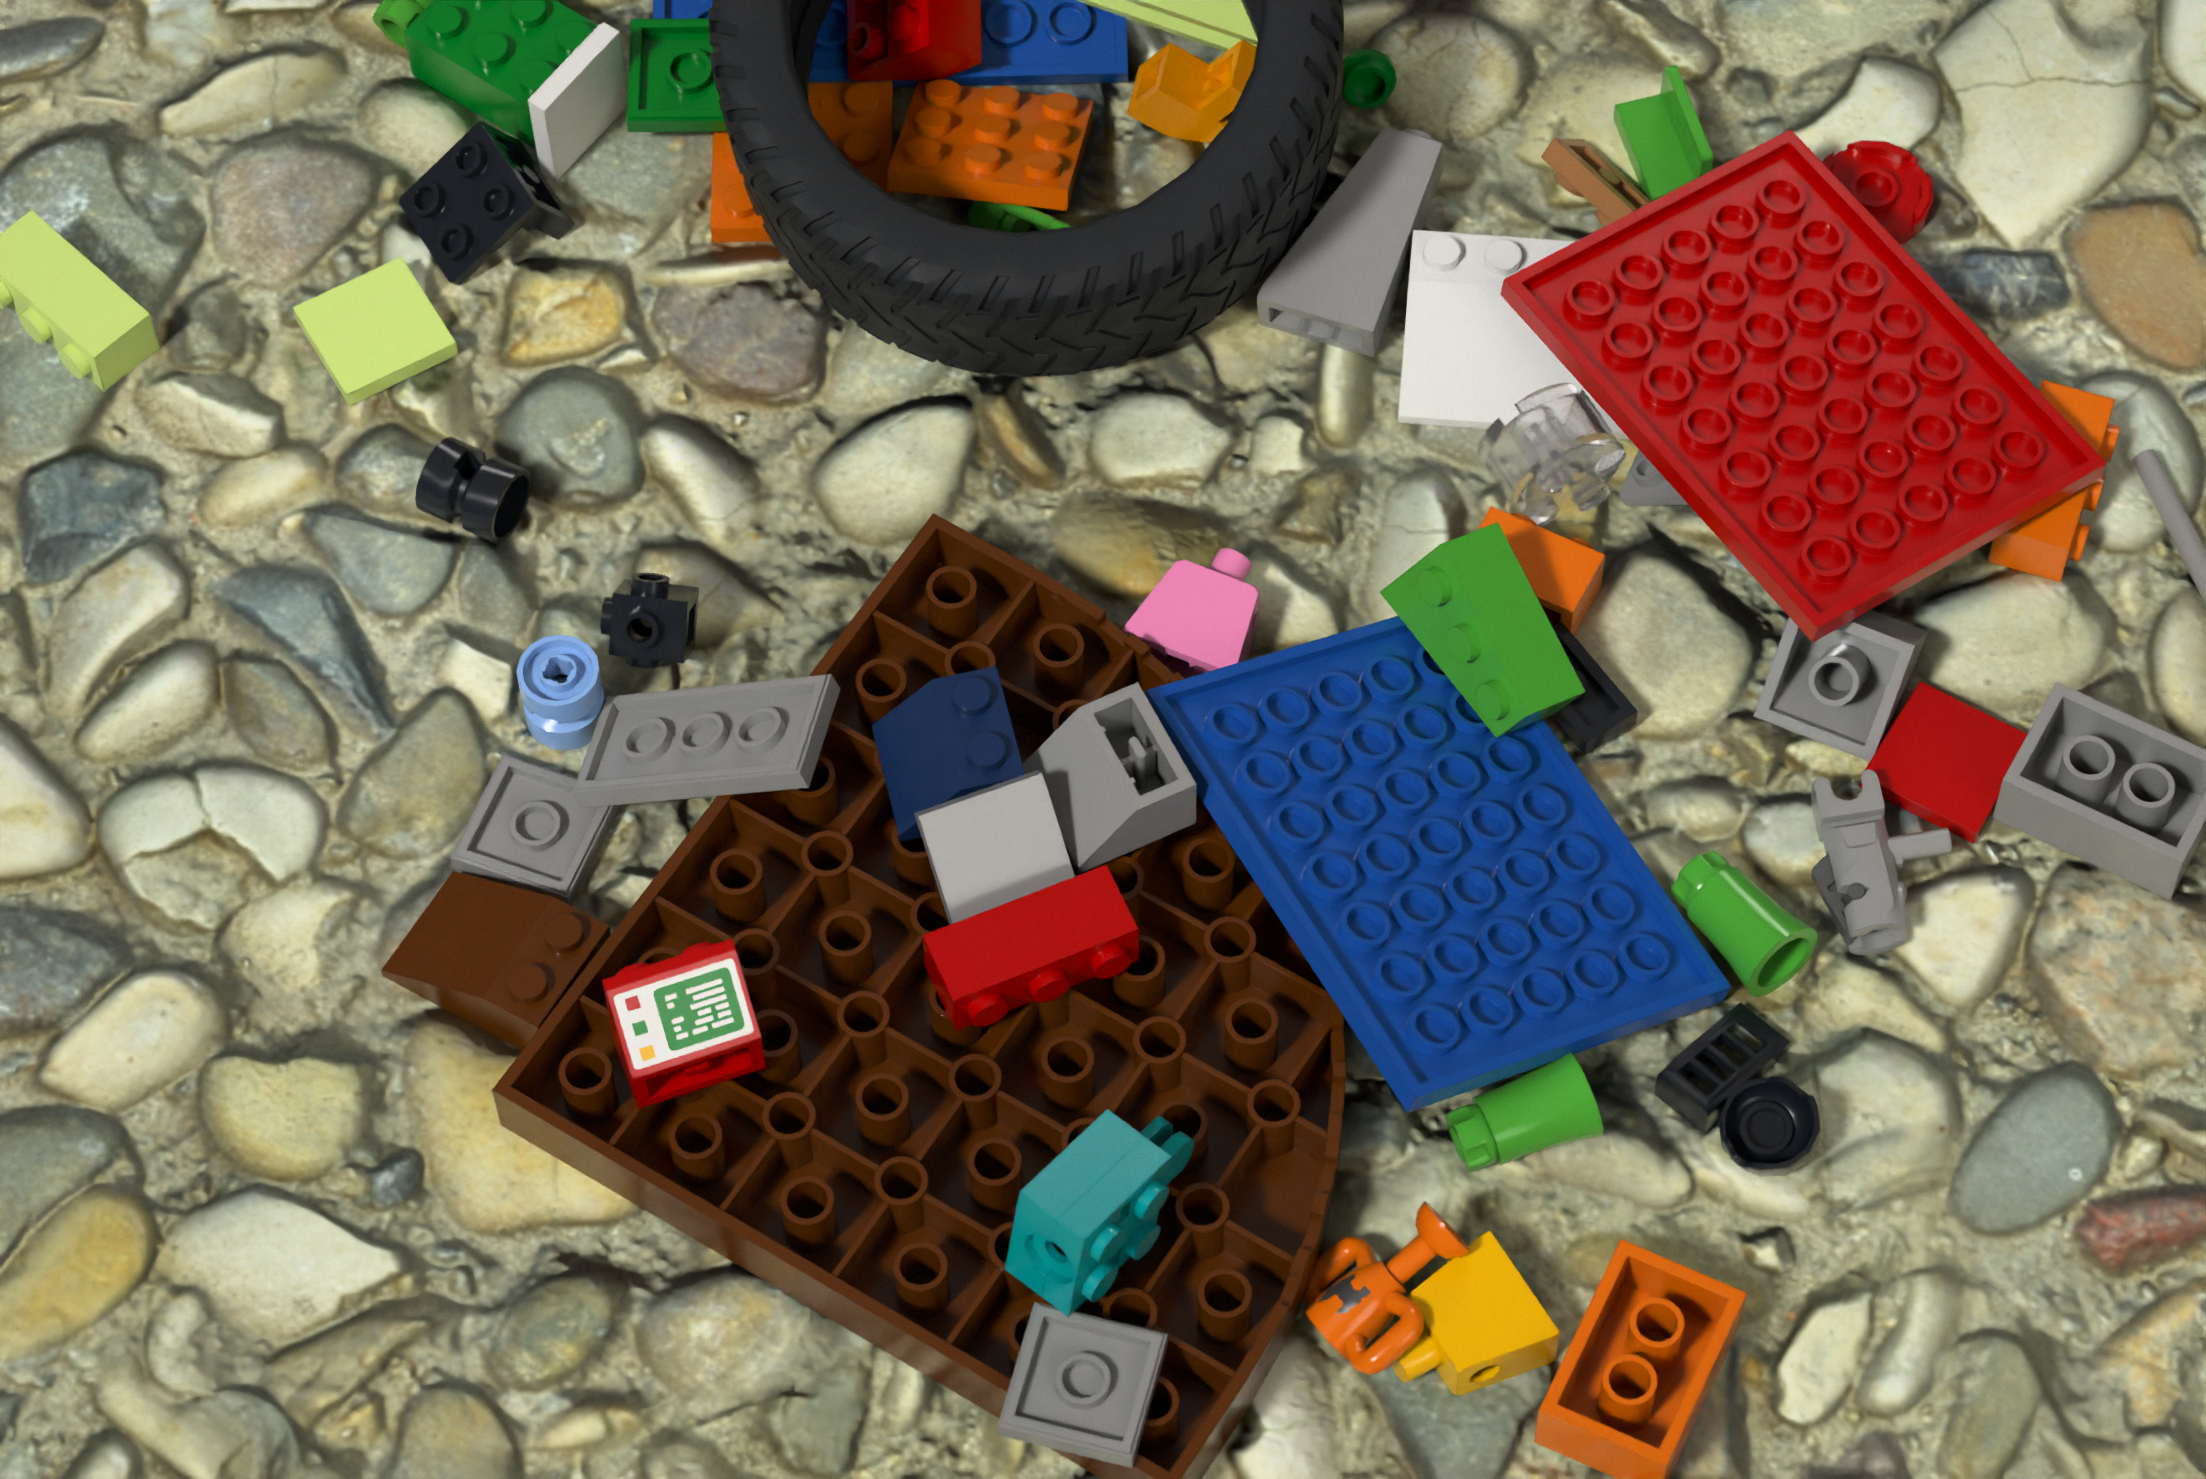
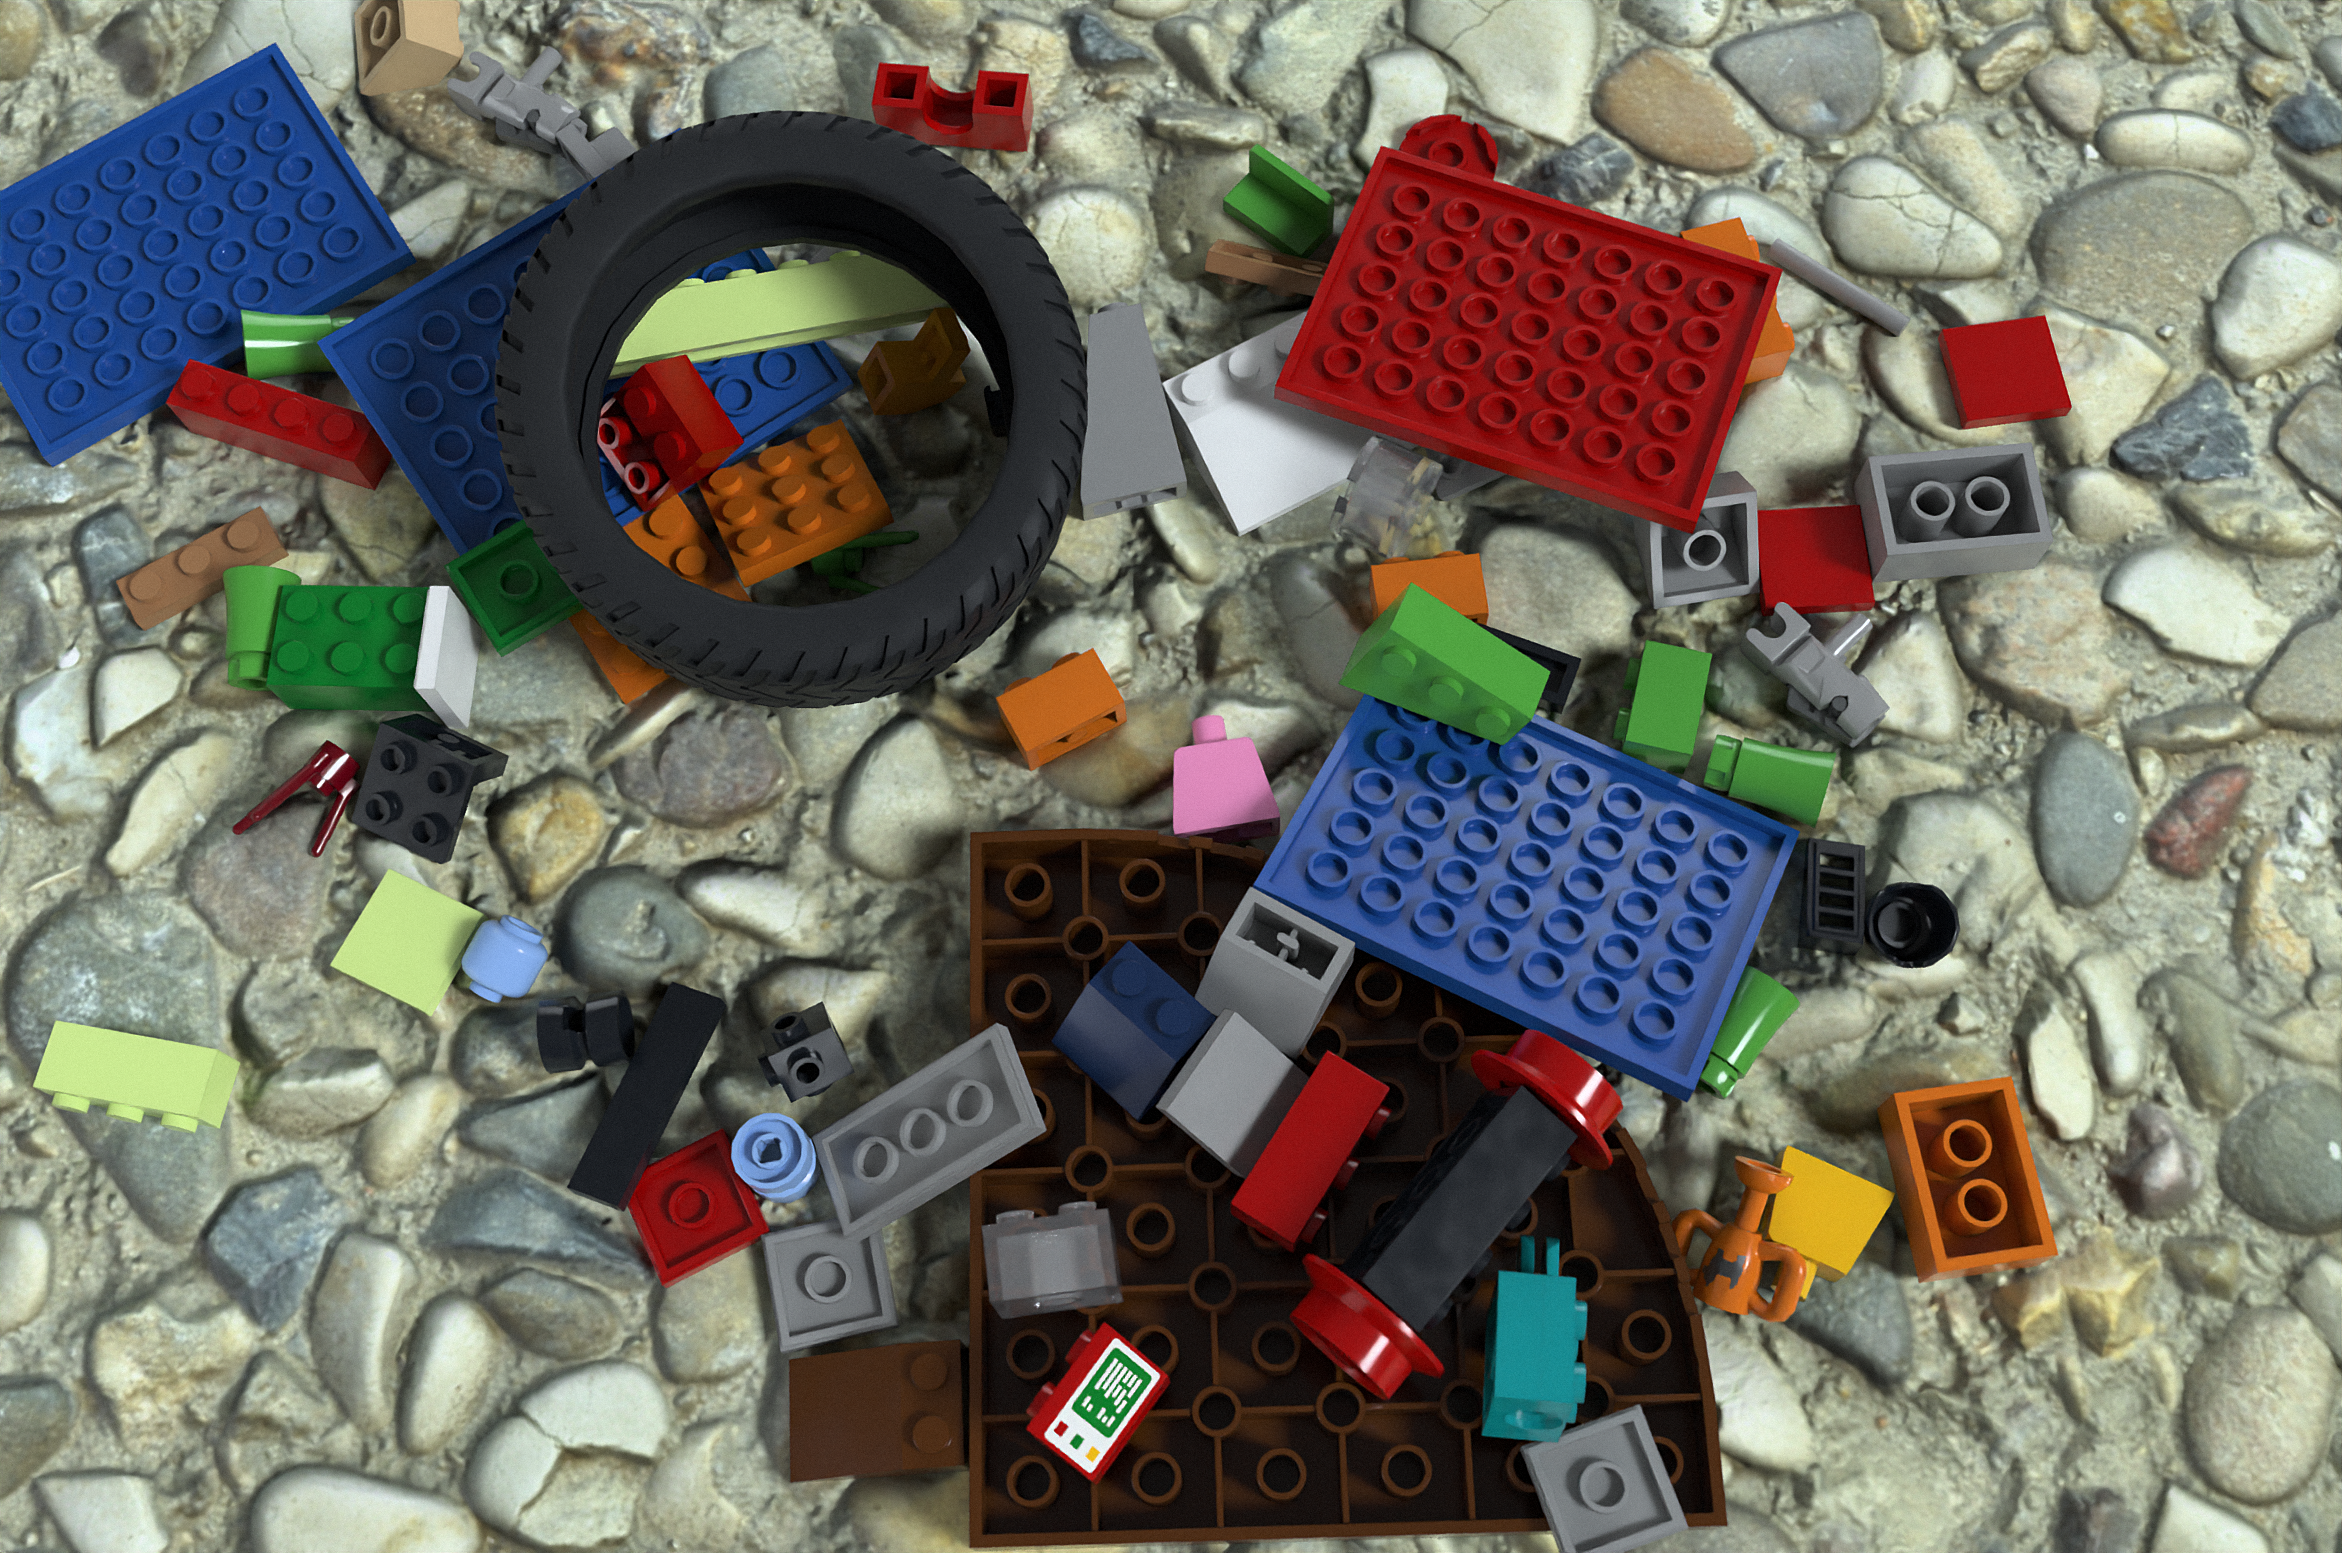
camera: 30 degrees left, 10 degrees up
(403, 142) = (324, 772): none -> dark red plant
(446, 389) = (504, 958): none -> light blue head
(458, 699) = (695, 1209): none -> red tile
(488, 577) = (647, 1097): none -> black tile
(730, 883) = (1052, 1261): none -> clear brick
(1105, 470) = (1061, 708): none -> orange brick
(1116, 1050) = (1522, 1131): none -> brick
(1686, 800) = (1663, 705): none -> bright green brick

